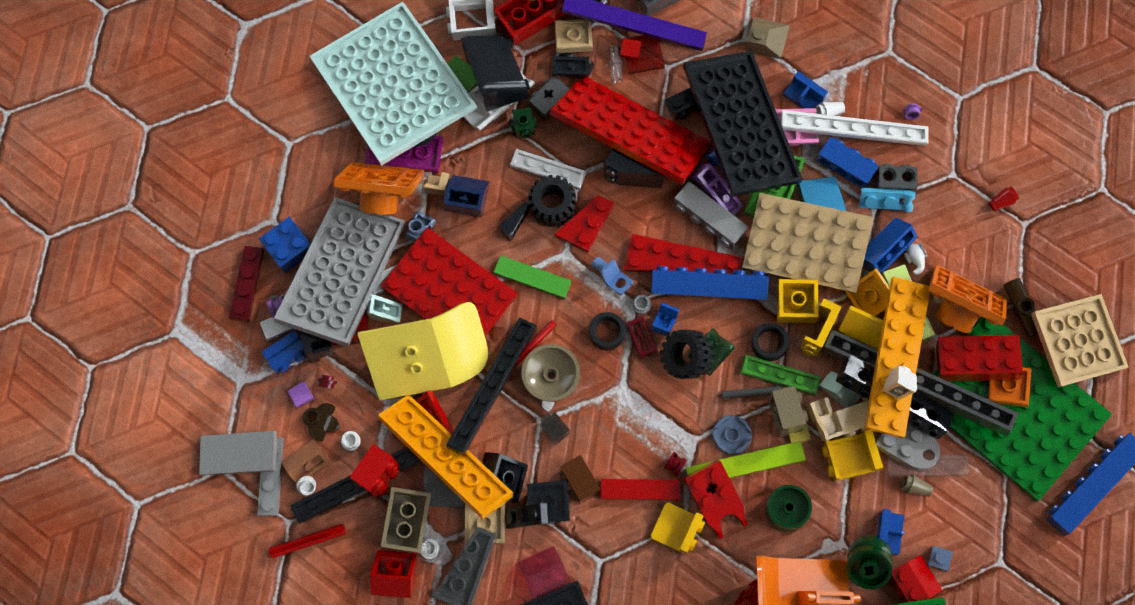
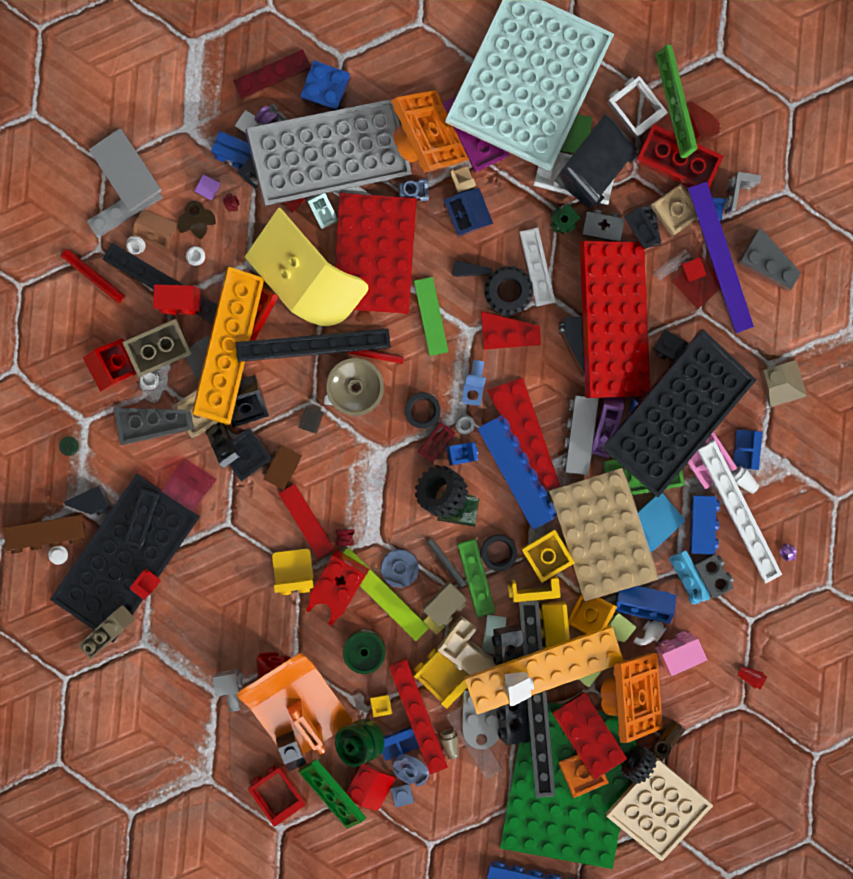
camera: 55 degrees right, 15 degrees up
(846, 525) = (381, 705): none -> yellow plate
(875, 497) = (418, 715): none -> red brick
(921, 533) = (410, 770): none -> sand blue tile
(949, 239) = (680, 653): none -> bright pink brick
(1037, 329) = (639, 764): none -> black tyre

